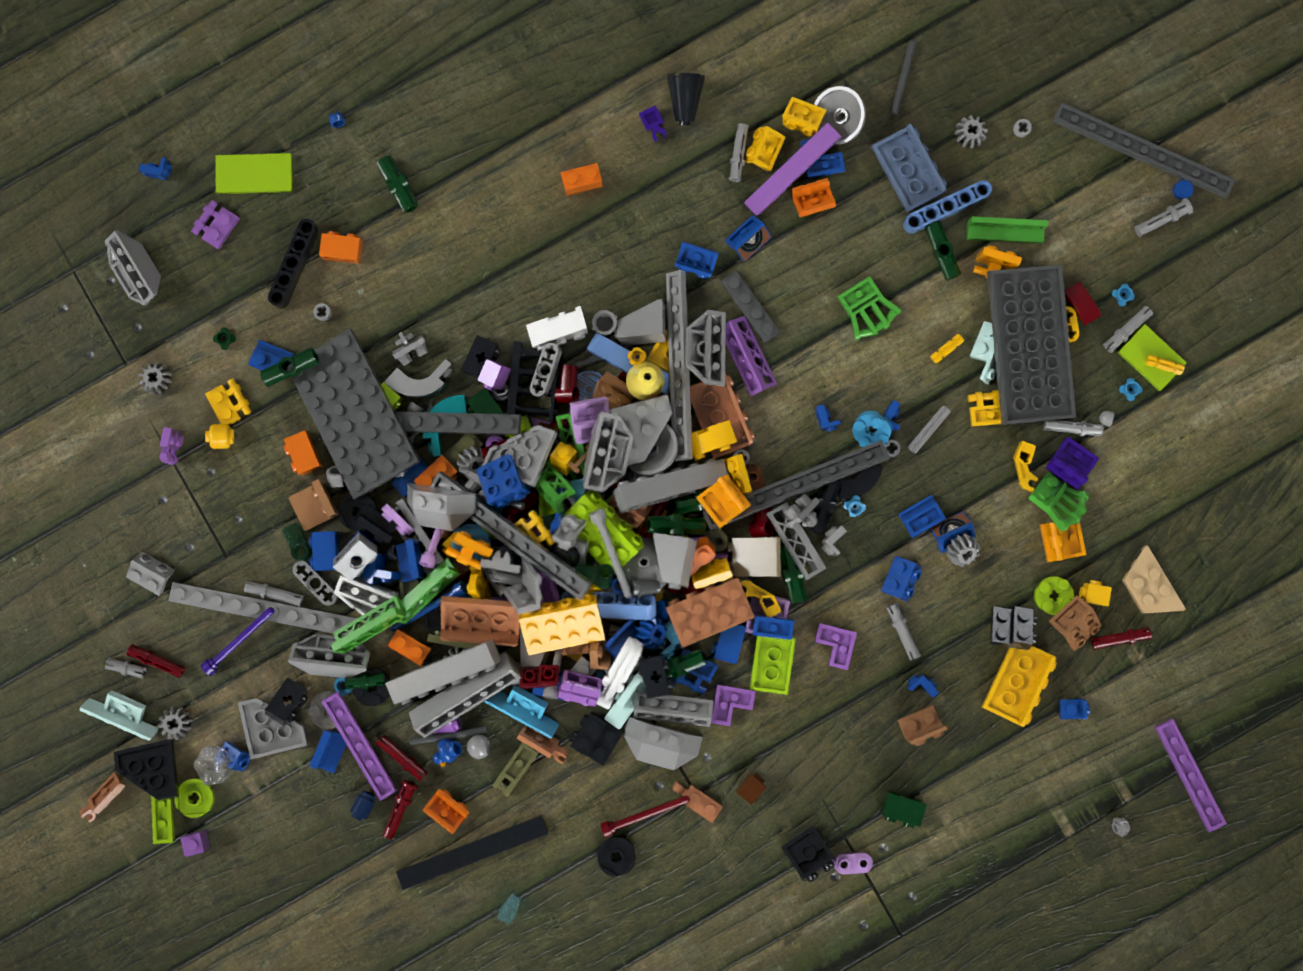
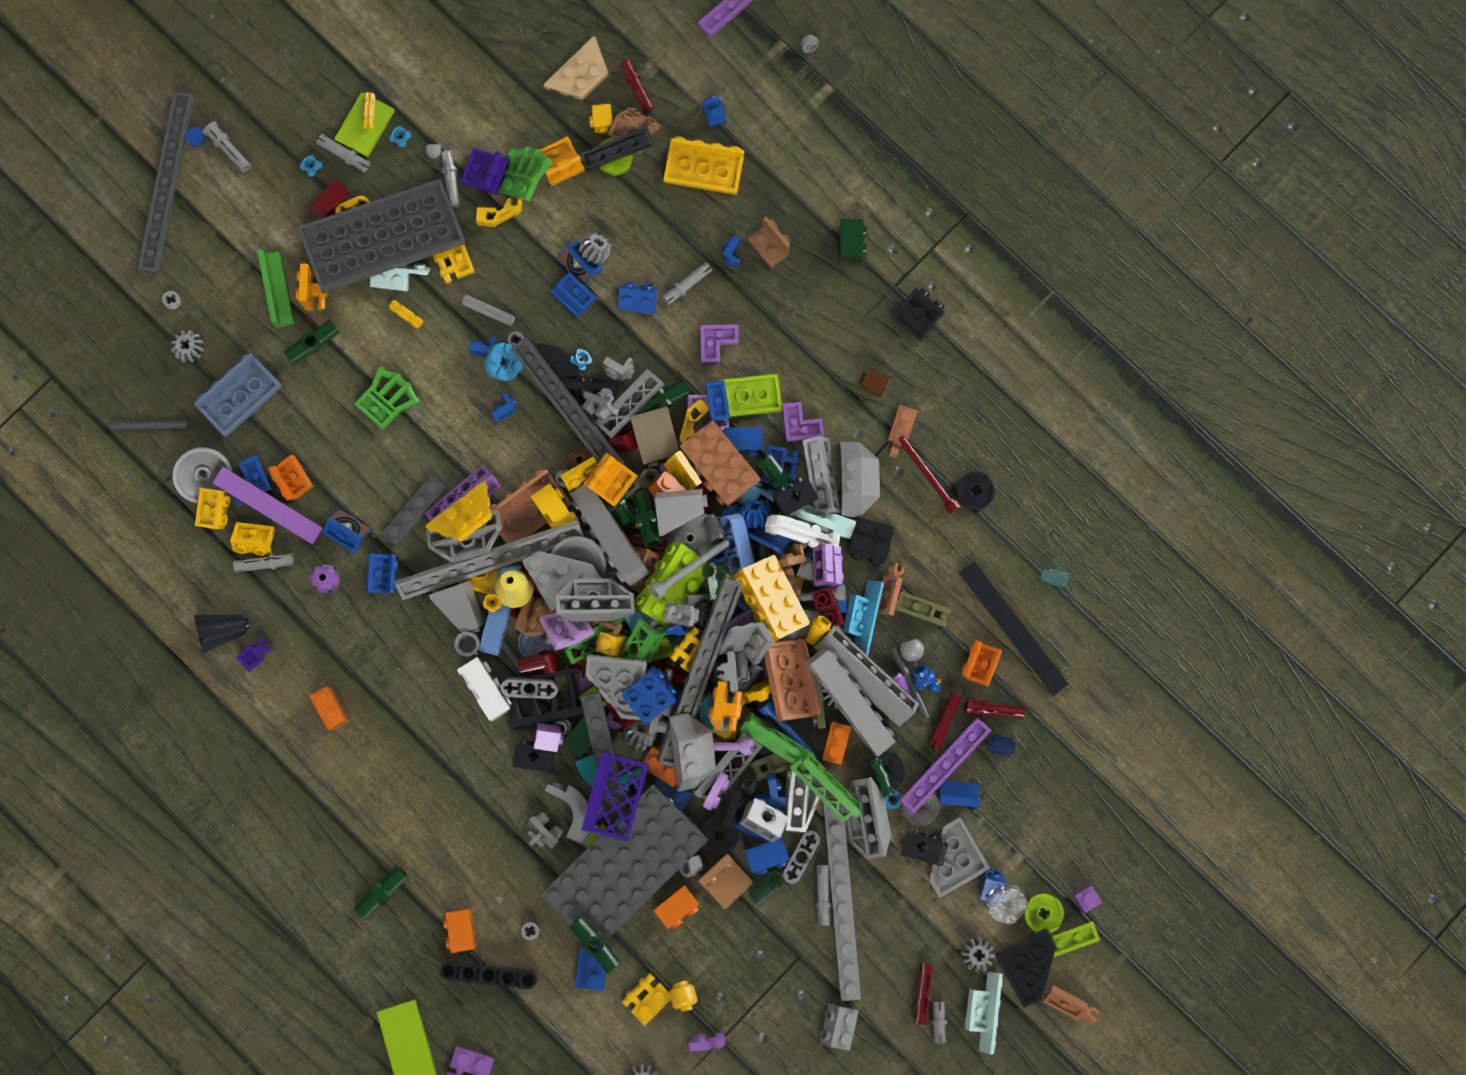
camera: 110 degrees left, 5 degrees down
(210, 665) = (911, 936): dark purple piece -> none
(218, 338) = (582, 1017): dark green plate -> none
(336, 120) = (330, 975): blue hinge -> none
(408, 559) = (753, 767): blue panel -> none
(425, 407) = (597, 793): none -> dark purple fence
(520, 661) = (818, 629): none -> yellow cone
(706, 212) = (331, 581): none -> medium lavender brick
(728, 352) = (464, 515): none -> yellow wing
(853, 863) = (915, 271): lavender plate -> none
(953, 200) = (263, 341): medium blue beam -> none
(1013, 627) = (654, 184): plate -> none
(1058, 599) = (616, 149): none -> black tile

